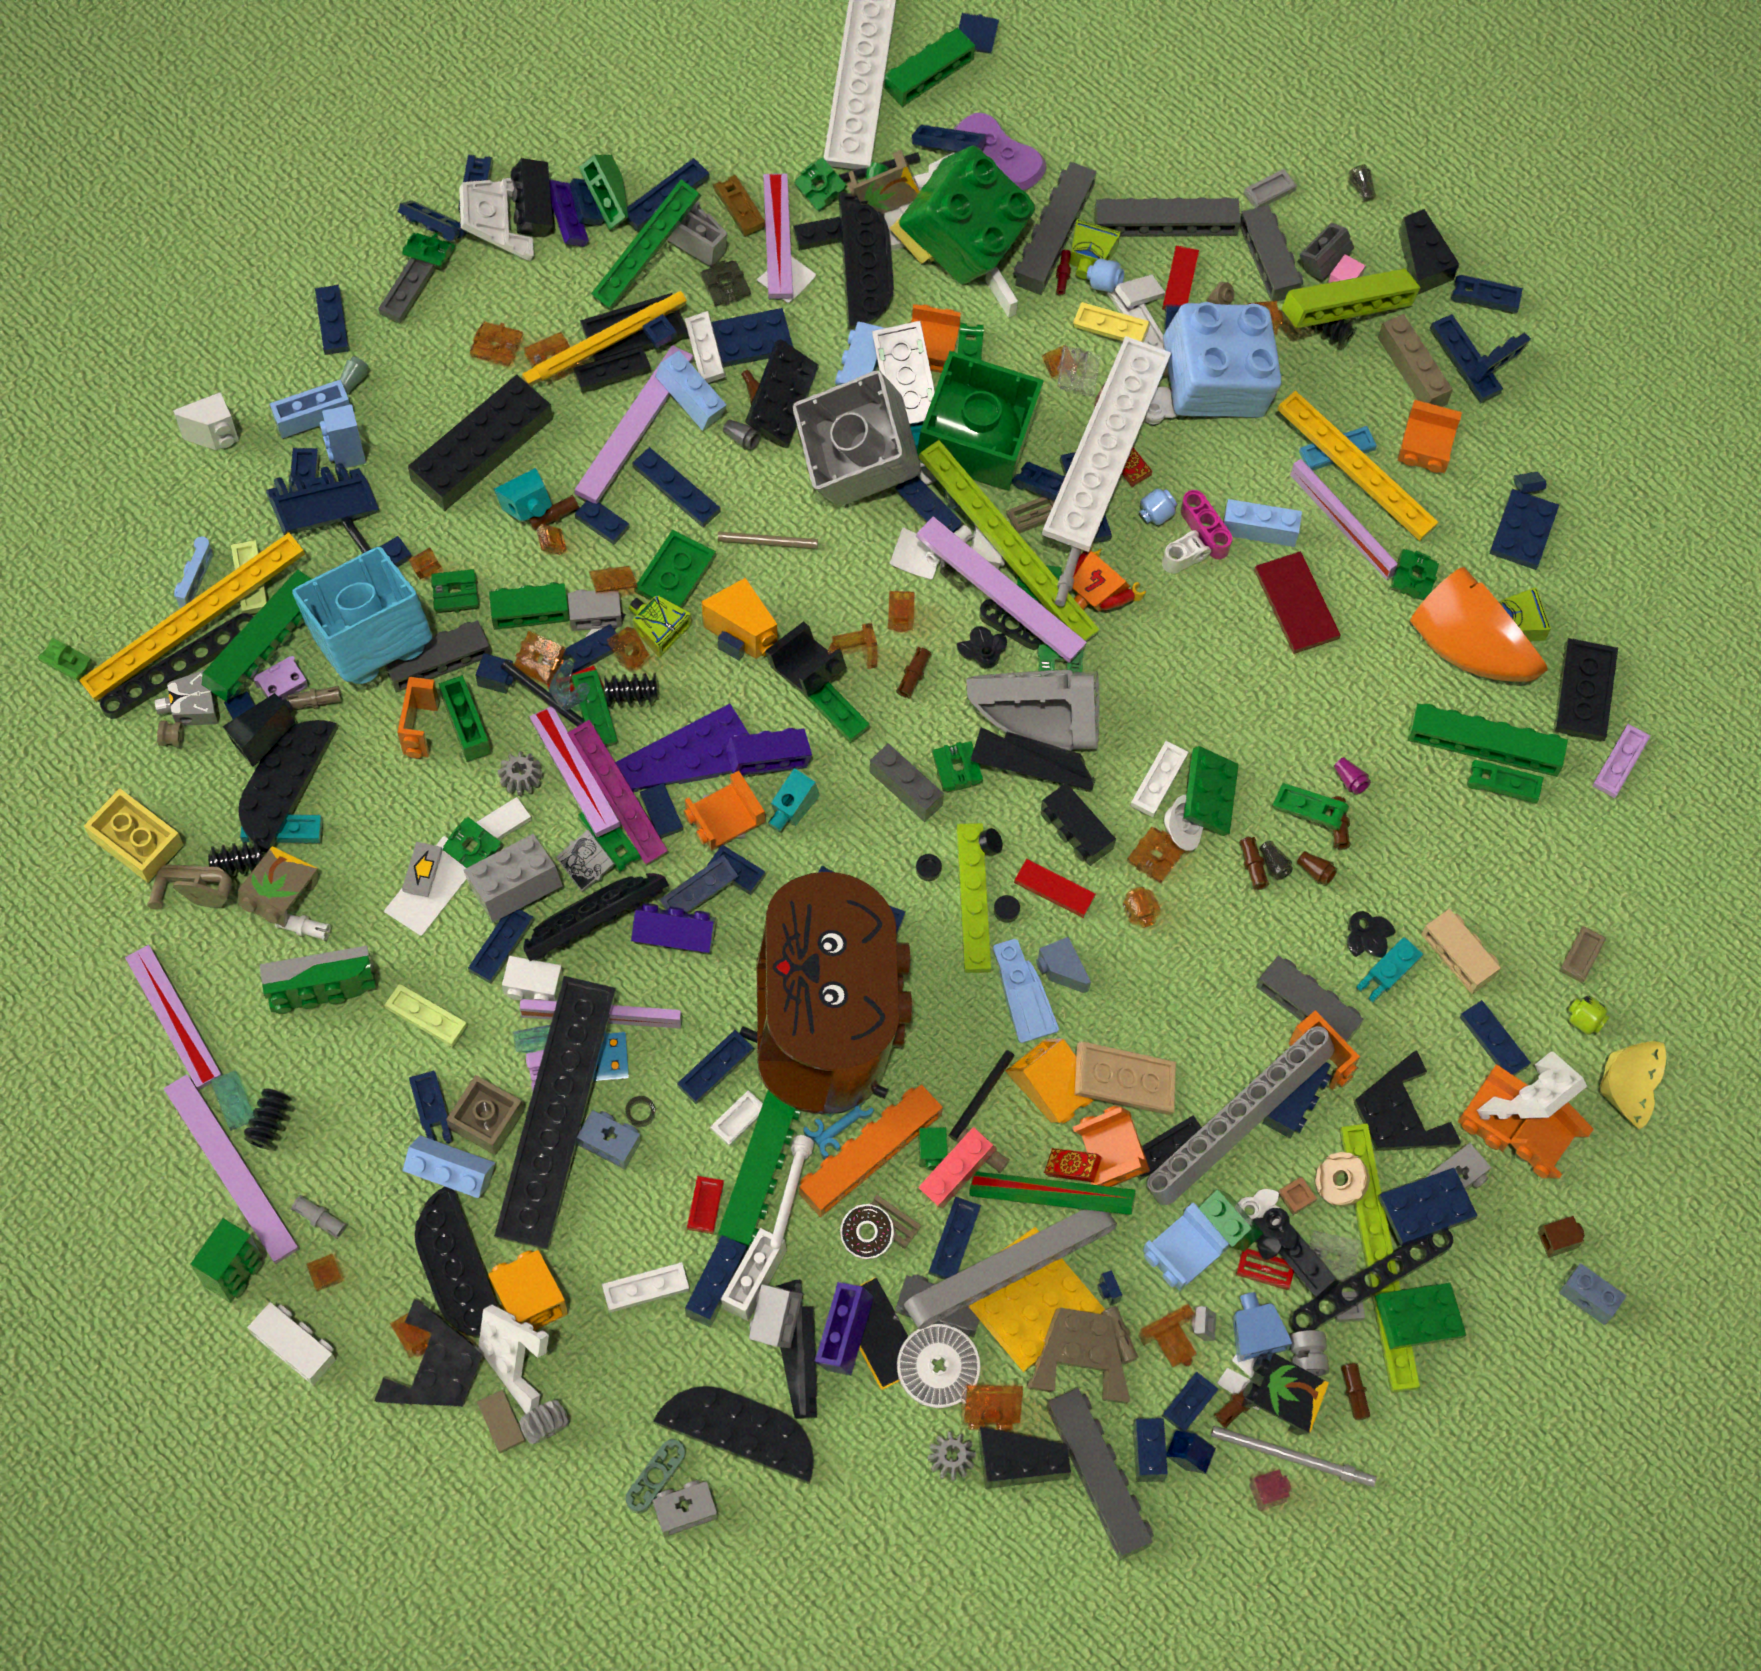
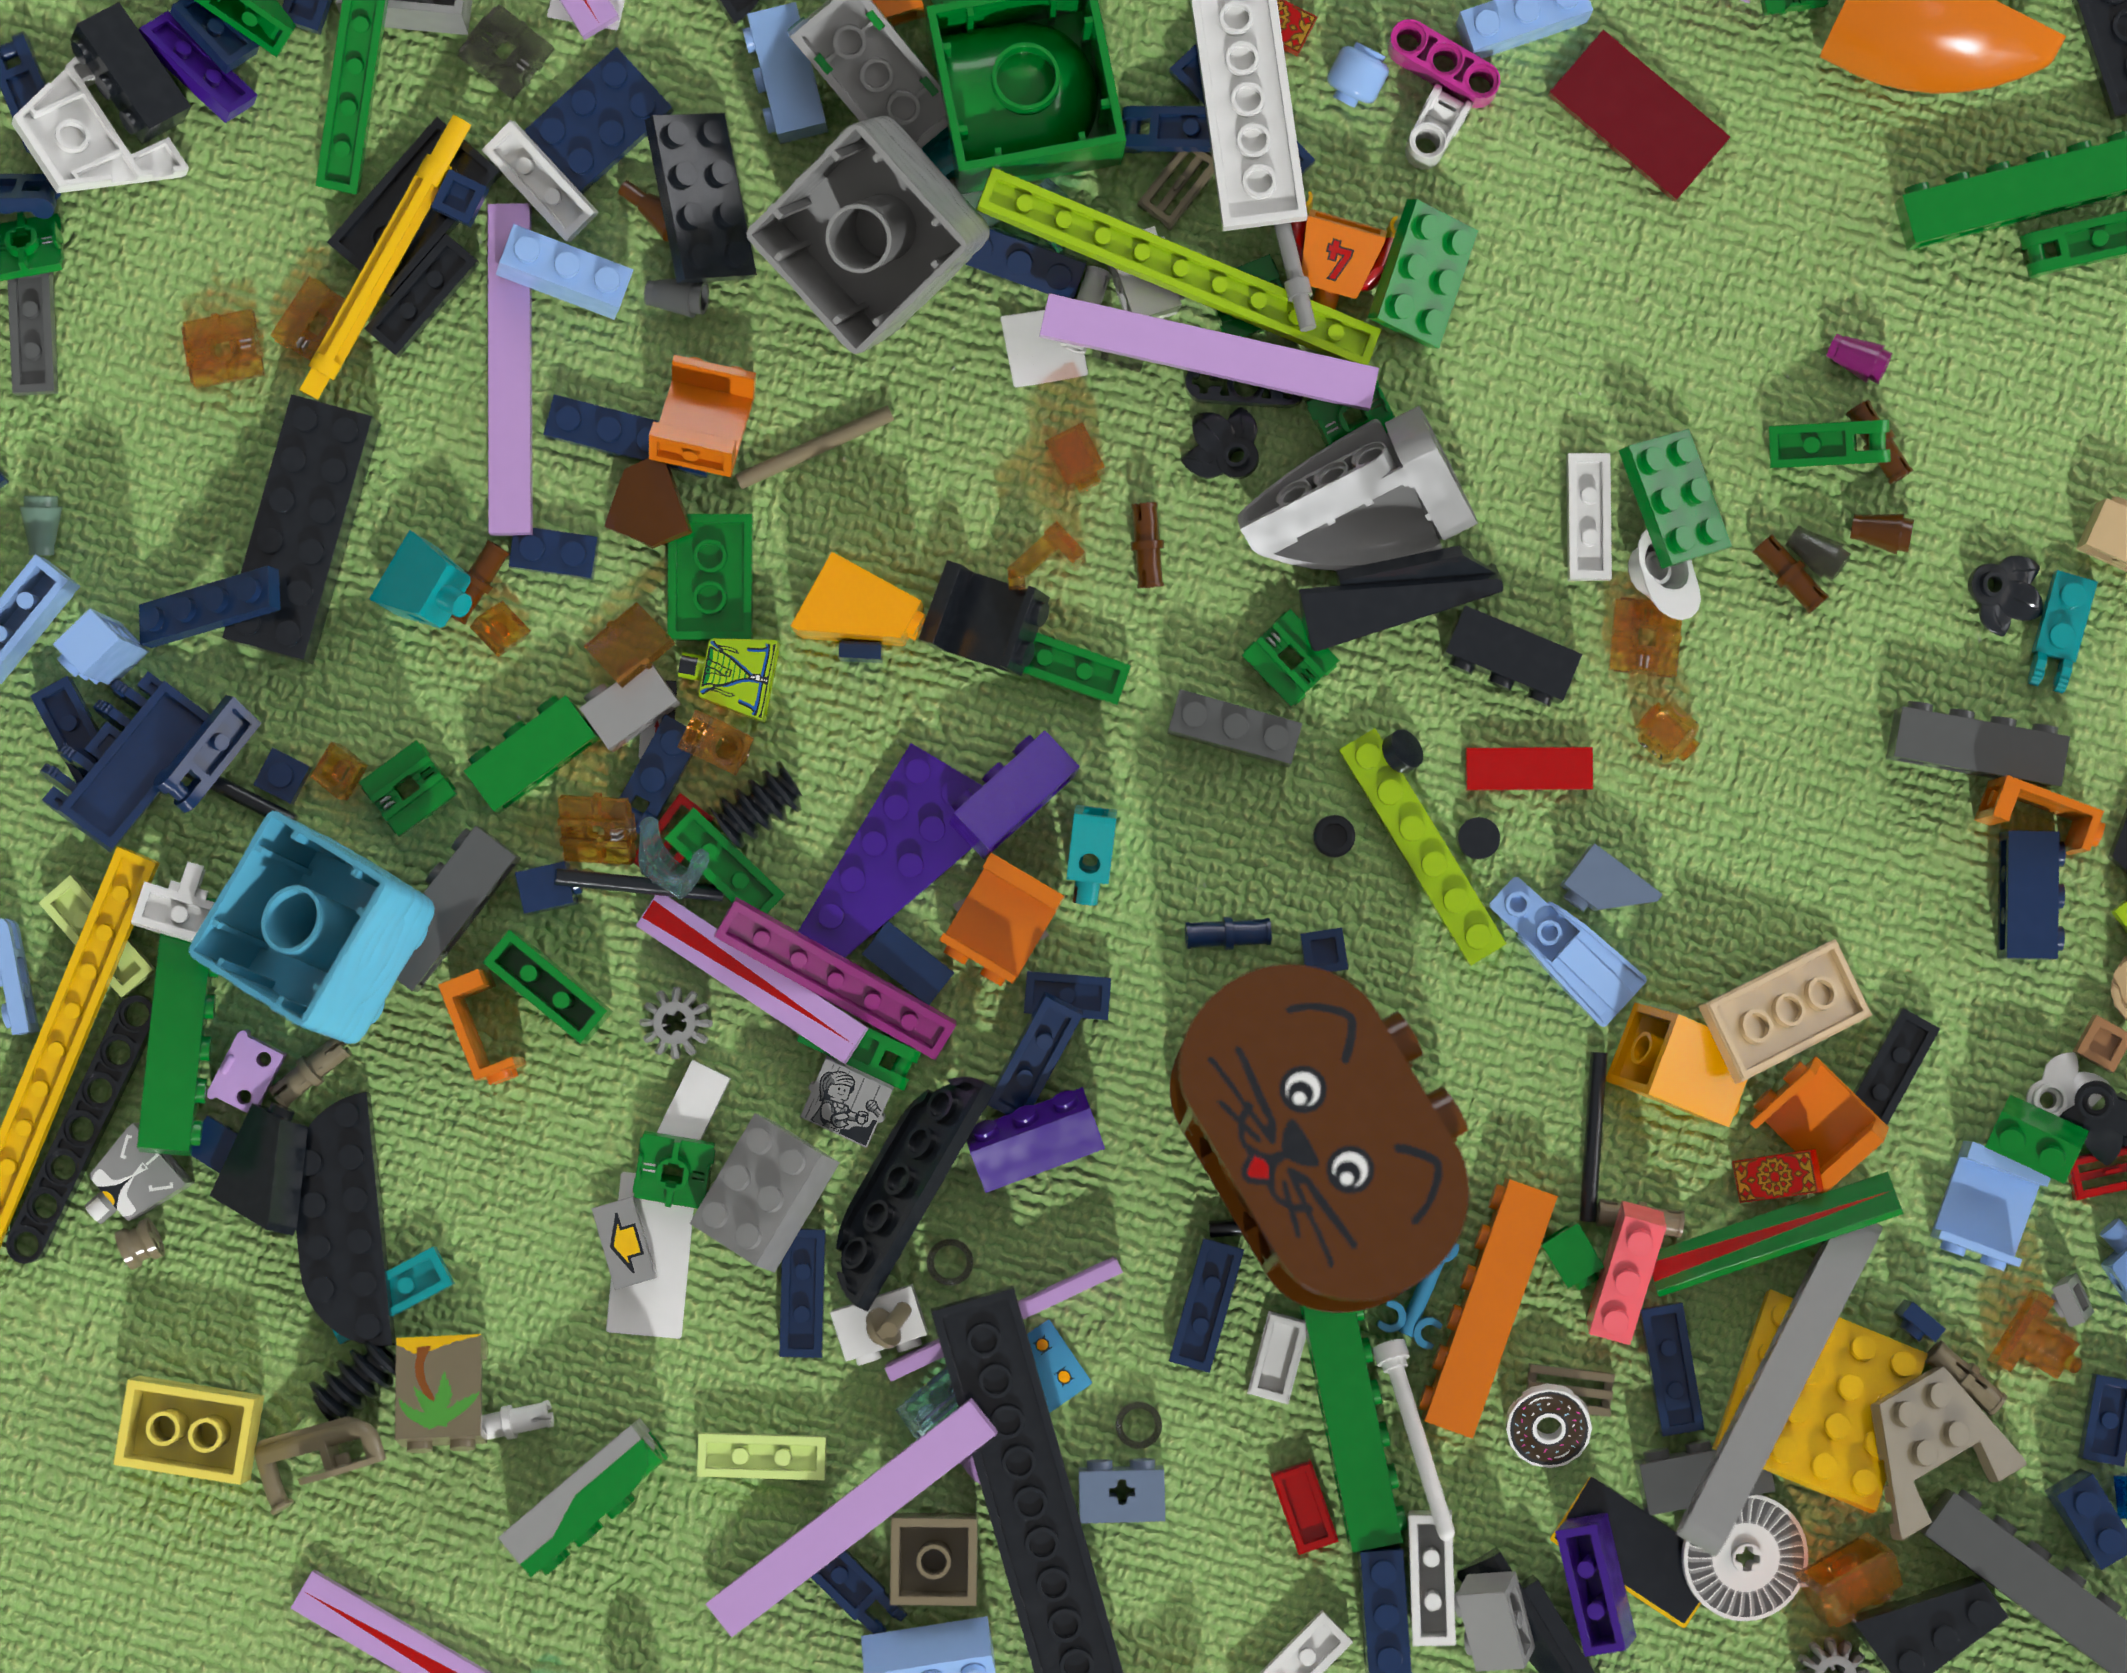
camera: 20 degrees left, 20 degrees up
(295, 573) = (175, 909): none -> white hinge
(364, 518) = (208, 753): none -> dark blue plate
(410, 448) = (209, 607): none -> dark blue plate
(453, 1065) = (851, 1517): none -> lavender tile
(534, 974) = (885, 1327): none -> dark tan plate
(590, 961) = (944, 1280): none -> clear smoke piece
(664, 520) = (648, 505): none -> reddish brown slope
(719, 493) = (703, 416): none -> orange panel
(1137, 614) = (1422, 273): none -> plate
(1238, 1127) = (1991, 964): light grey beam -> none

